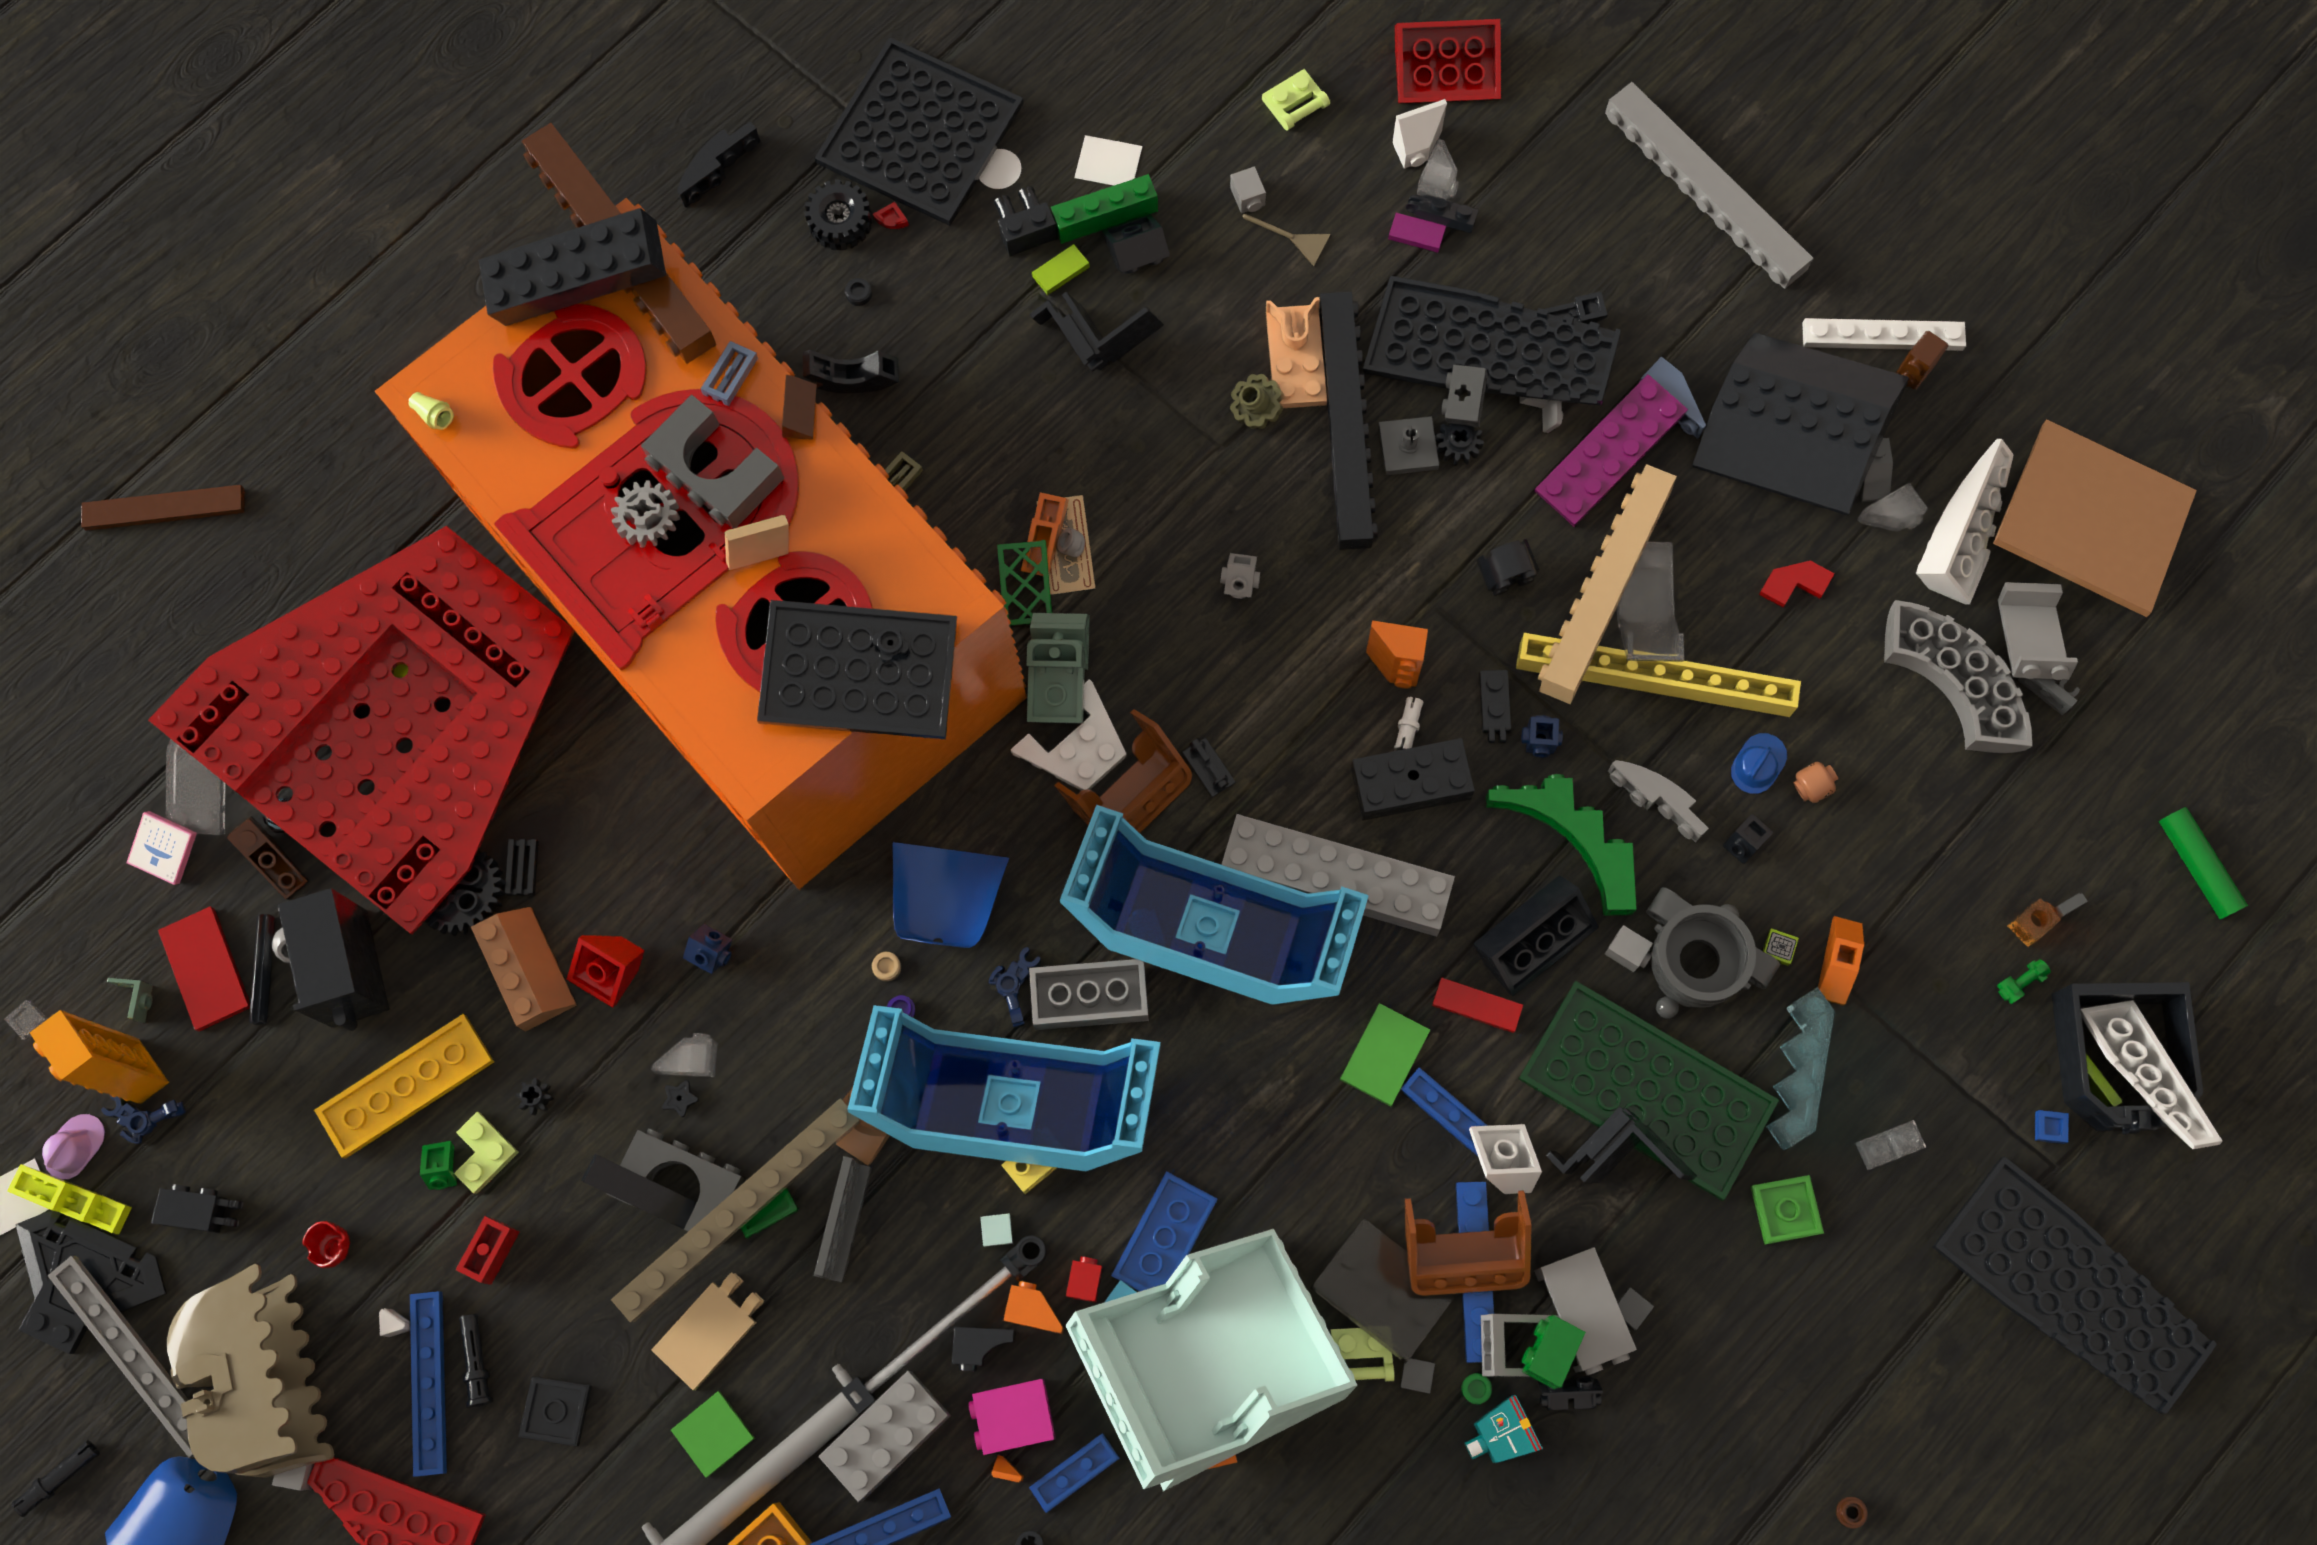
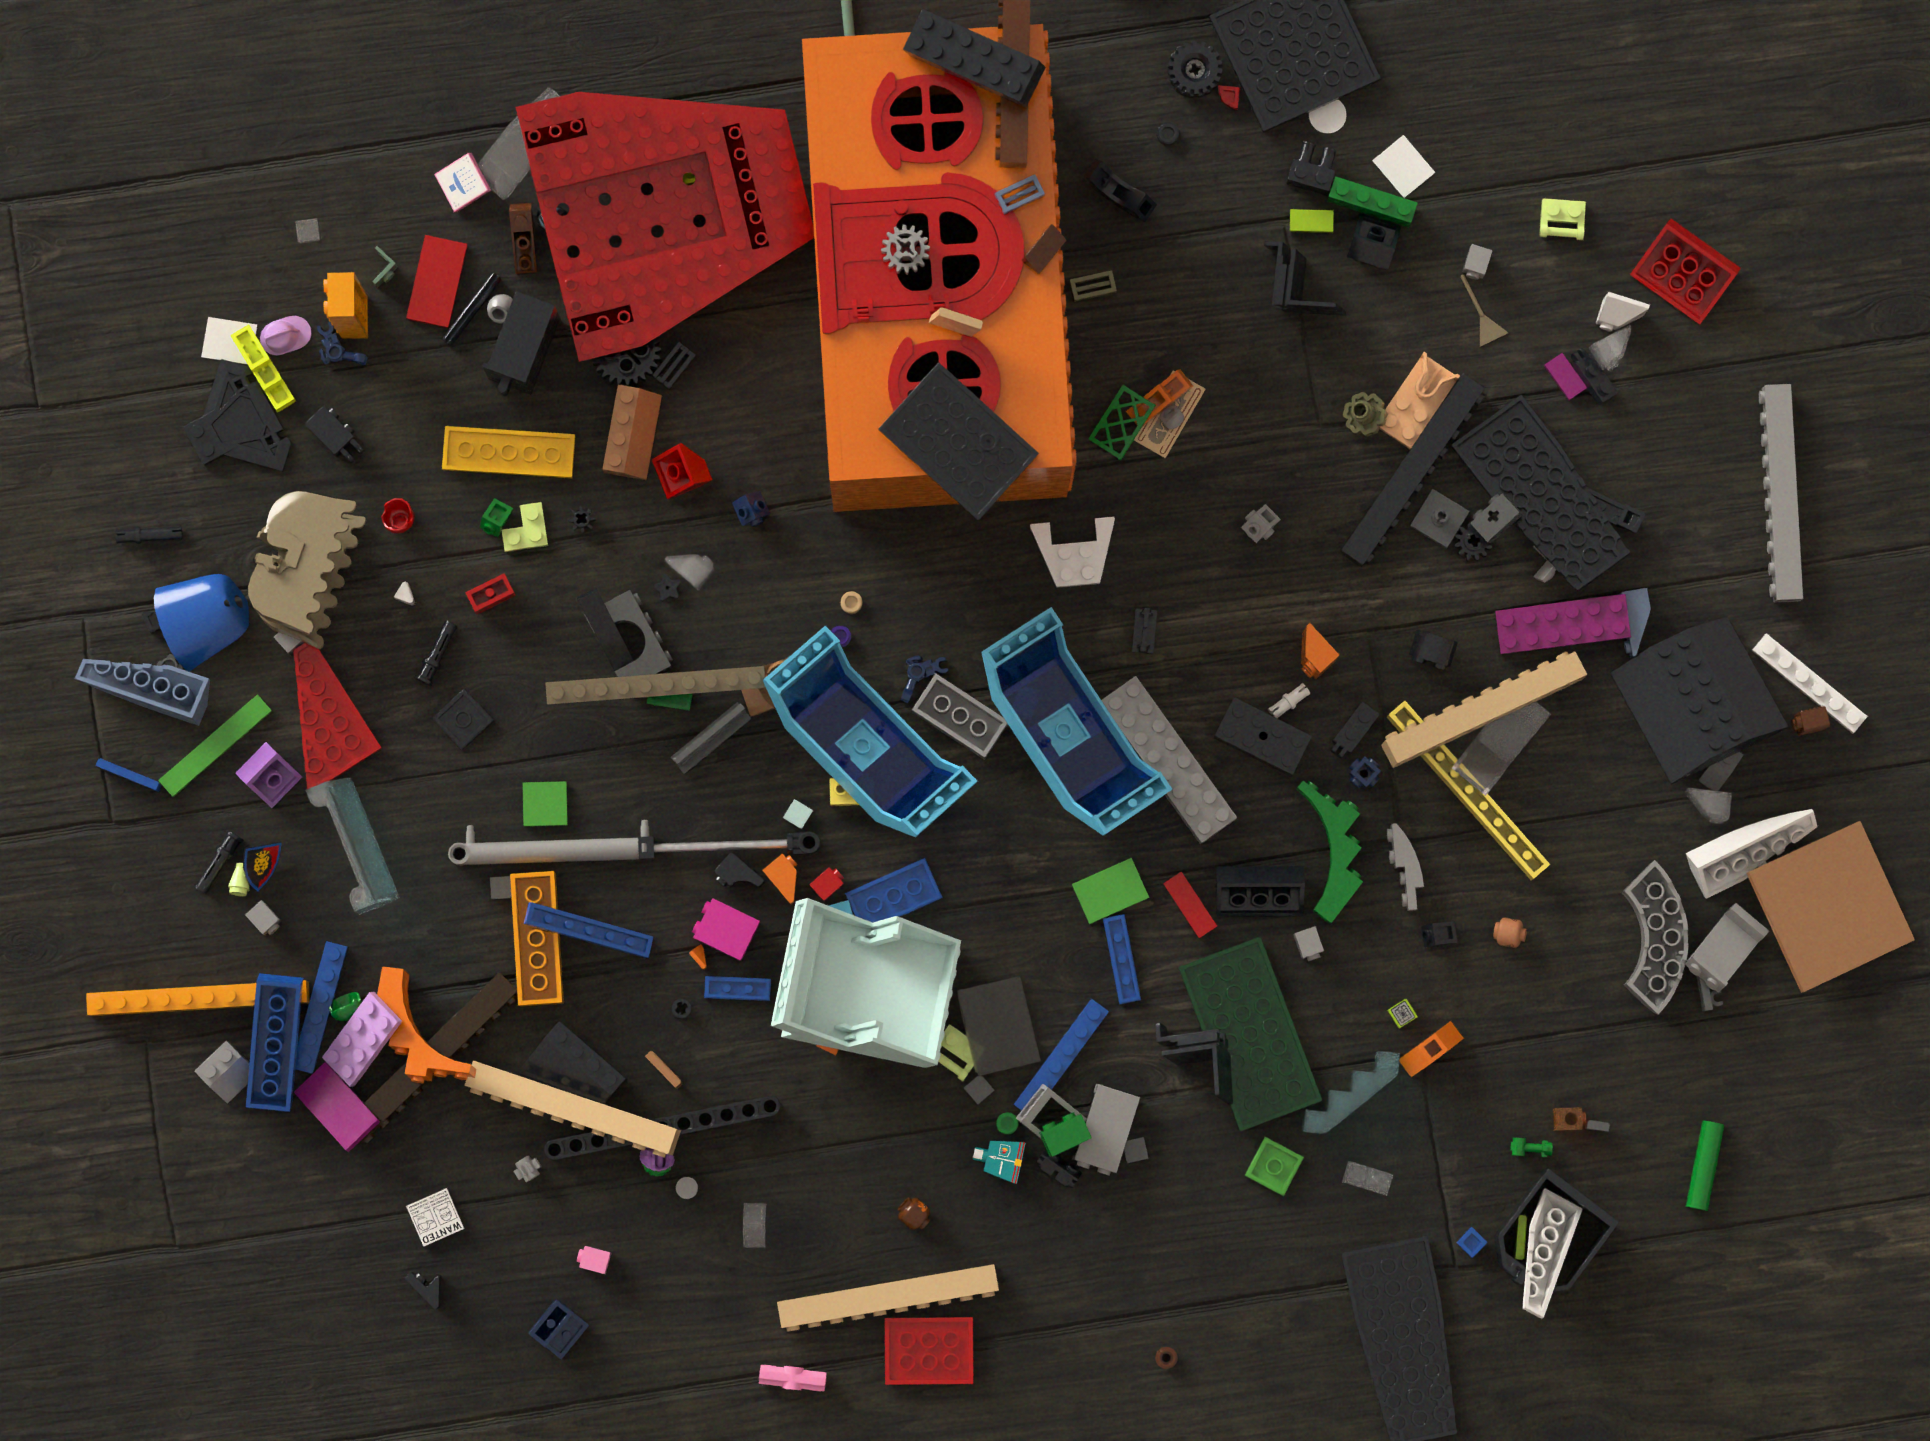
camera: 30 degrees right, 10 degrees up
(123, 1346) = (240, 493): light grey plate -> none
(428, 1384) = (401, 645): blue plate -> none
(434, 412) = (827, 83): yellowish green cone -> none
(707, 1332) = (584, 742): tan tile -> none
(727, 497) = (962, 278): dark grey arch -> none
(884, 1436) = (644, 882): light grey brick -> none
(943, 893) = (920, 585): blue piece -> none
(1057, 667) = (1099, 494): sand green piece -> none
(1145, 786) = (1090, 613): dark orange windscreen -> none
(1469, 1259) = (1059, 1046): dark orange windscreen -> none
(1507, 1157) = (1131, 1006): white slope -> none
(1721, 930) = (1371, 974): dark grey piece -> none
(1758, 763) = (1487, 893): blue piece -> none
(1804, 575) = (1602, 792): red tile -> none

